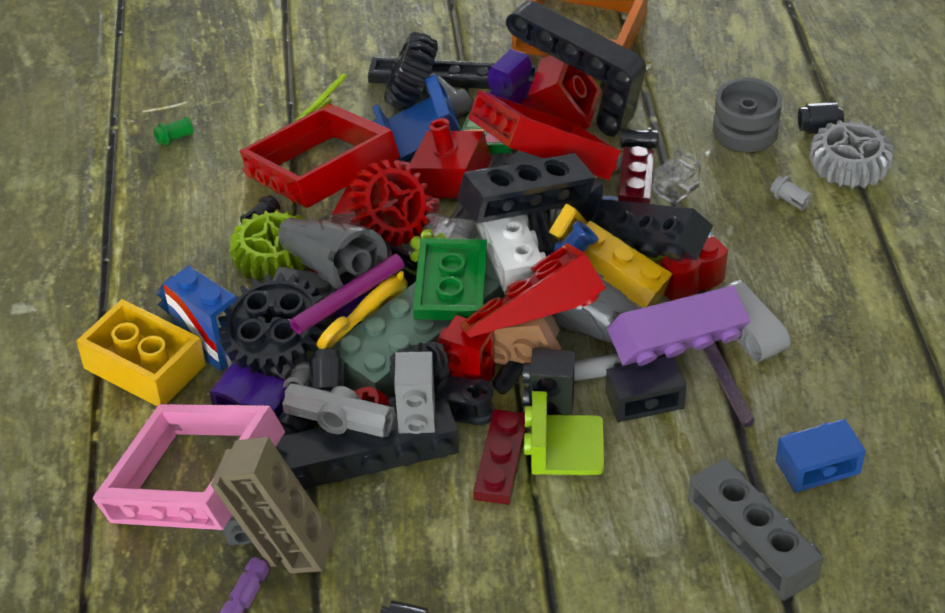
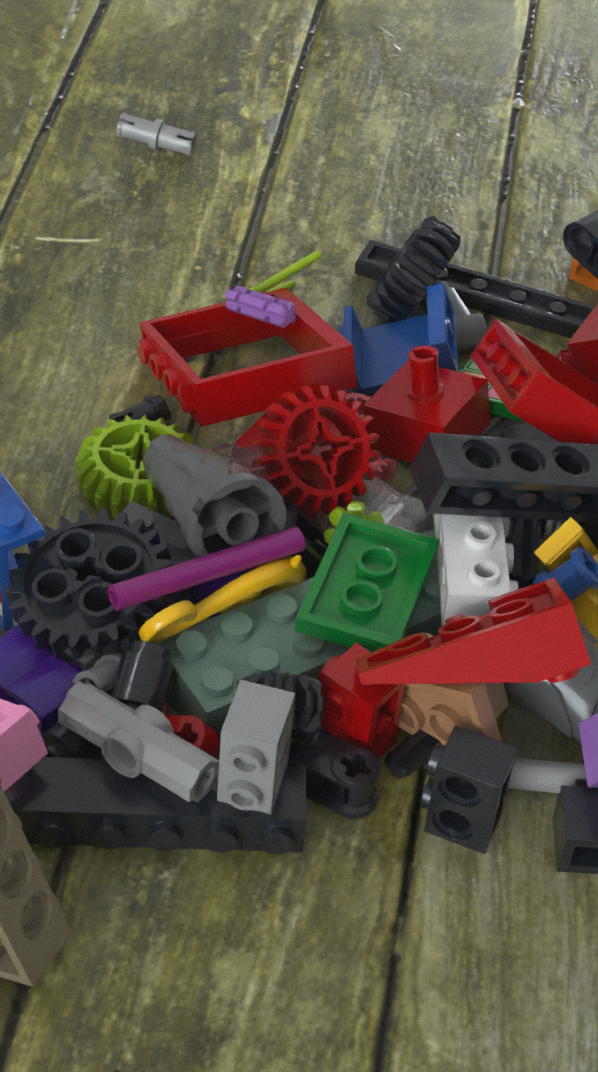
camera: 10 degrees right, 0 degrees up
(173, 131) = (63, 273): green pin -> none
(200, 19) = (156, 134): none -> light grey pin
(319, 120) = (260, 306): none -> medium lavender axle
(500, 457) = (362, 878): dark red plate -> none
(510, 76) = (551, 312): dark purple brick -> none
(563, 441) = (462, 881): lime bracket -> none

